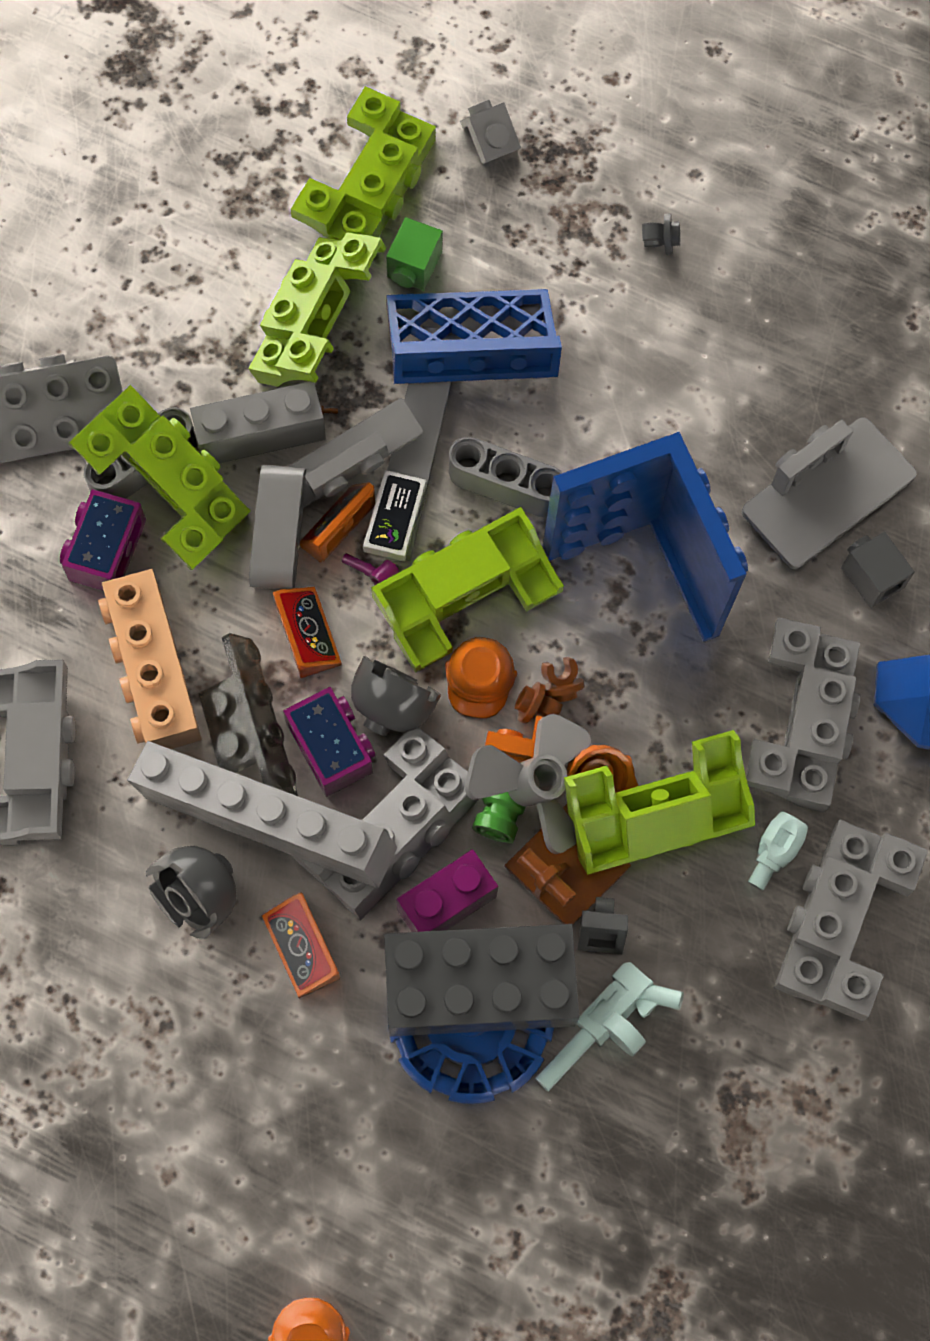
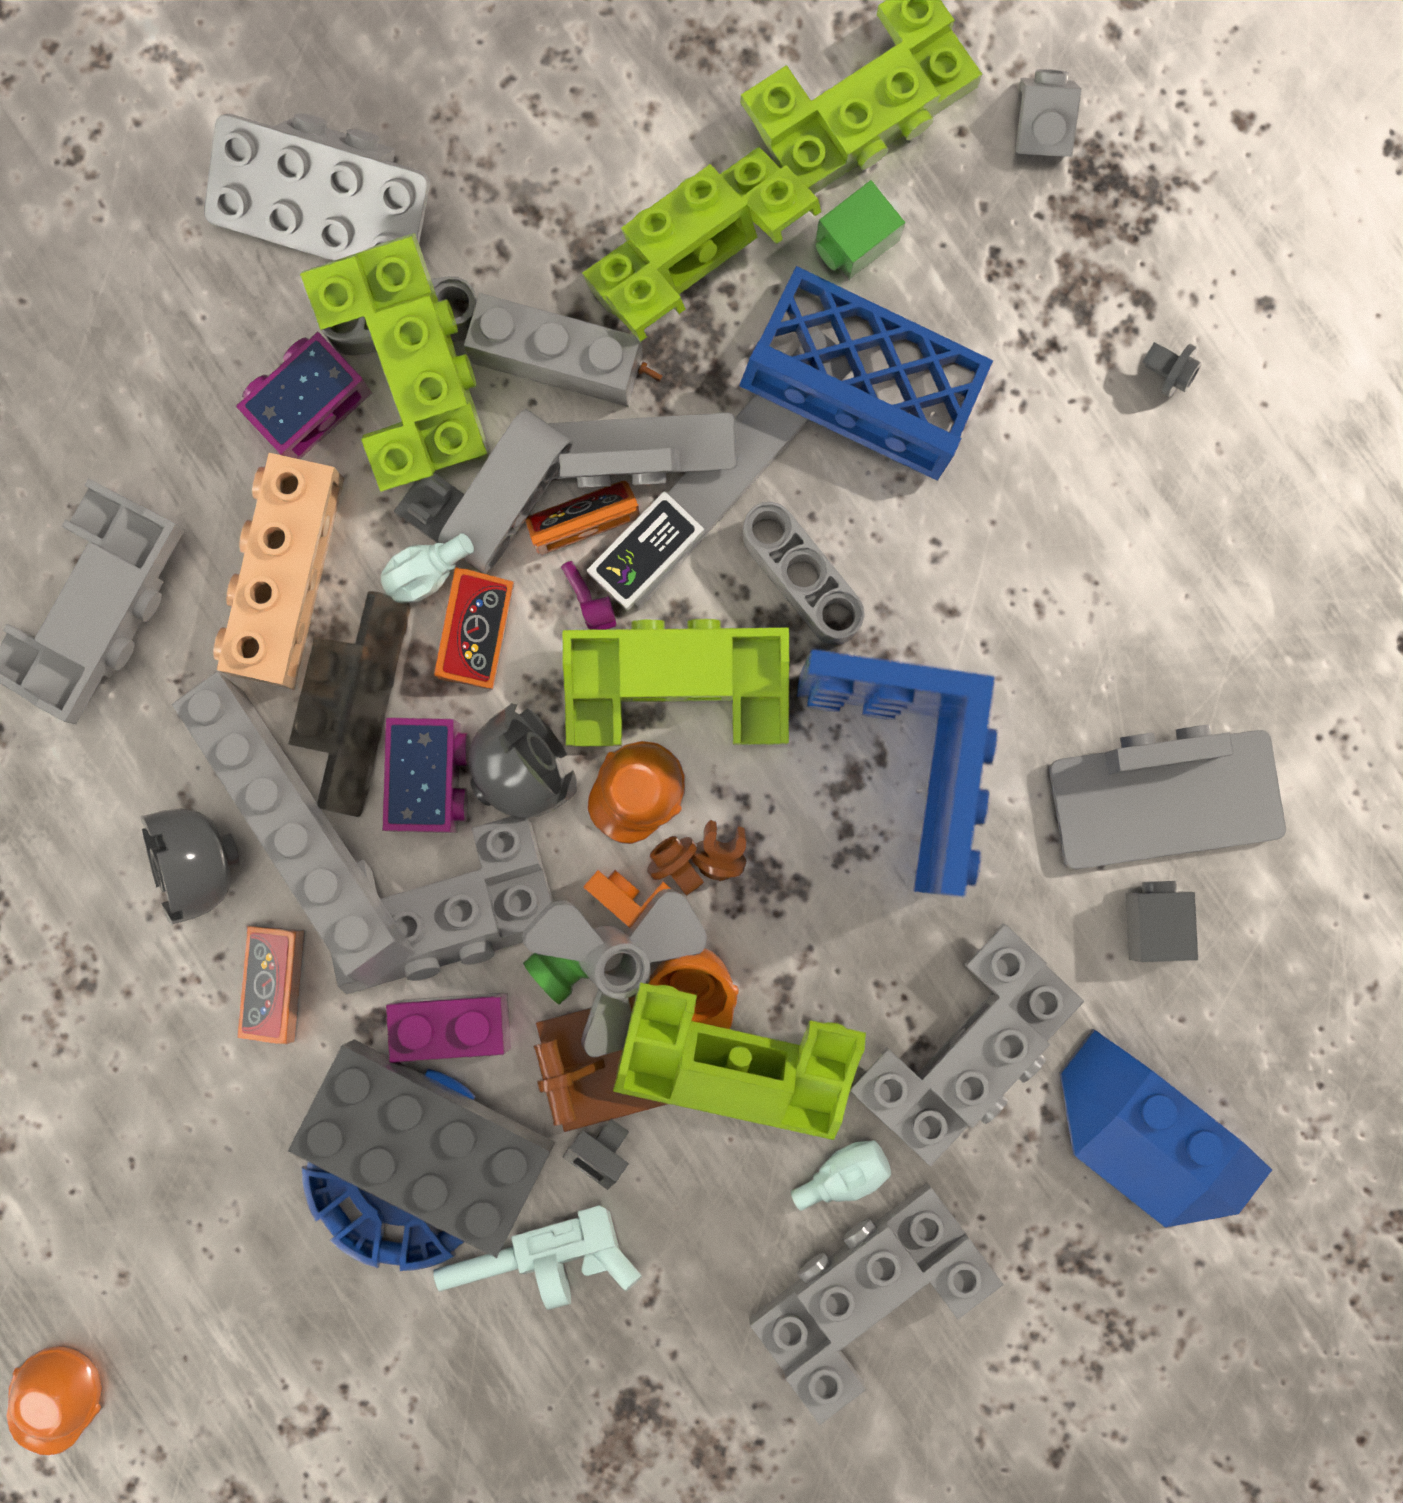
camera: 35 degrees right, 15 degrees up
(230, 568) = (429, 505): none -> dark grey tile
(250, 605) = (423, 569): none -> light aqua piece

